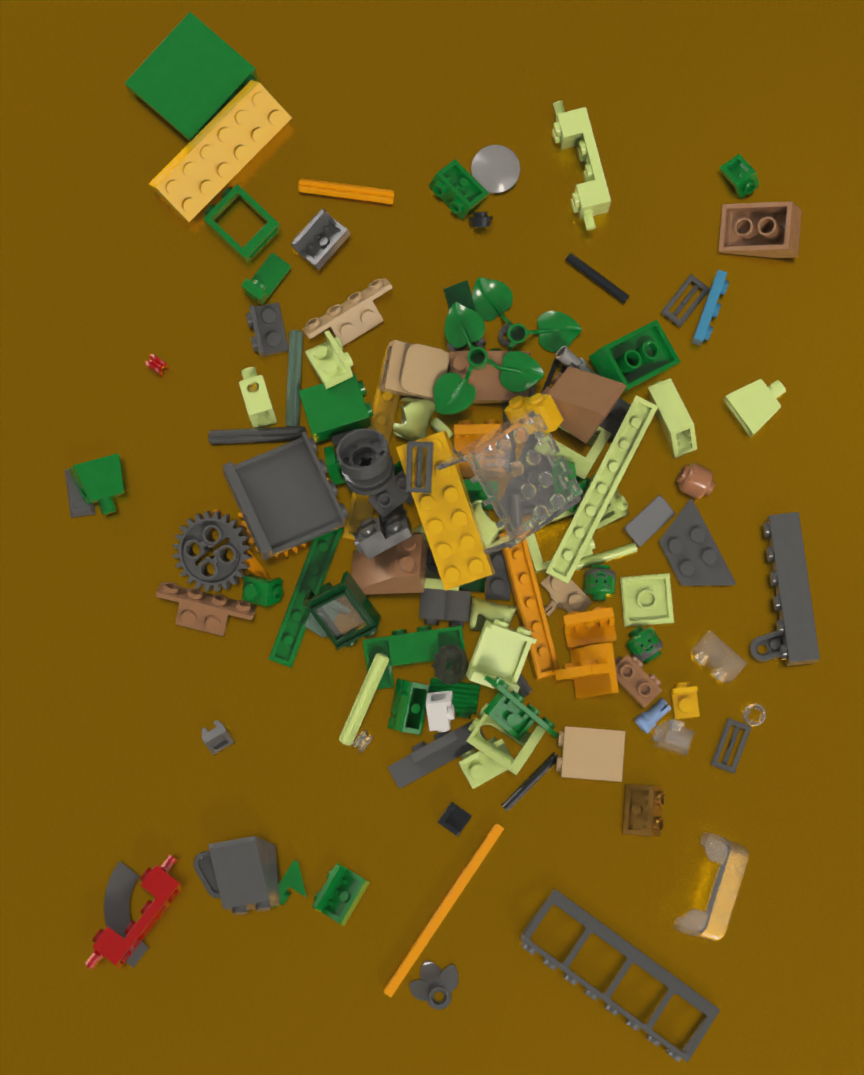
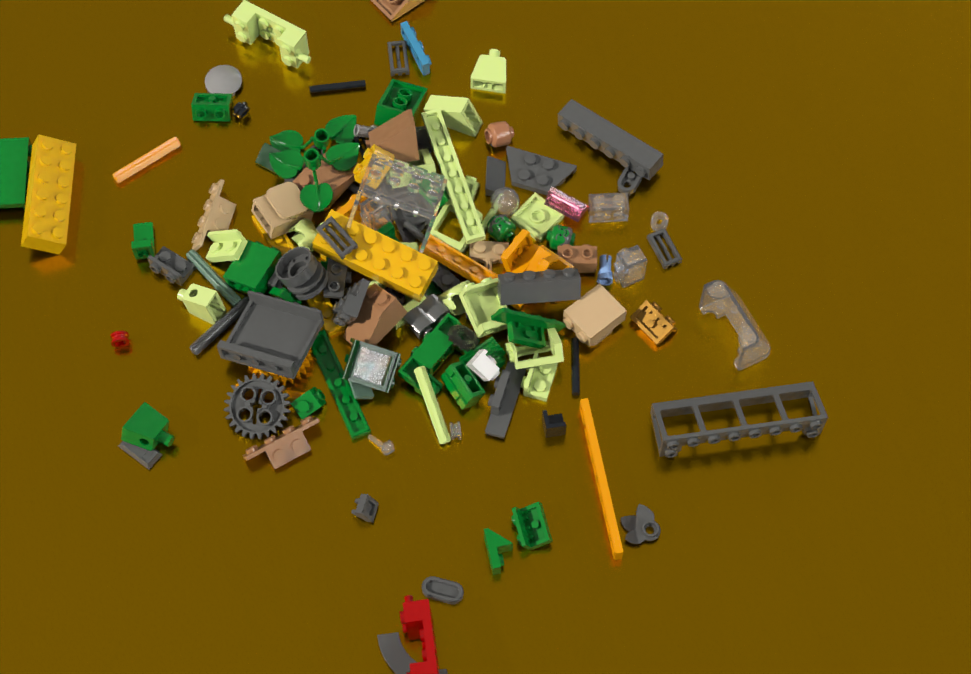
camera: 45 degrees left, 20 degrees down
(246, 874) = (463, 561): dark grey slope -> none
(259, 240) = (99, 238): green window -> none
(289, 697) = (386, 447): none -> clear hand
(320, 239) = (156, 193): dark grey bracket -> none
(563, 684) = (539, 286): none -> dark grey brick
(630, 557) = (505, 201): none -> clear hair
(684, 615) = (565, 204): none -> clear pink panel
(685, 701) = (612, 245): yellow bracket -> none

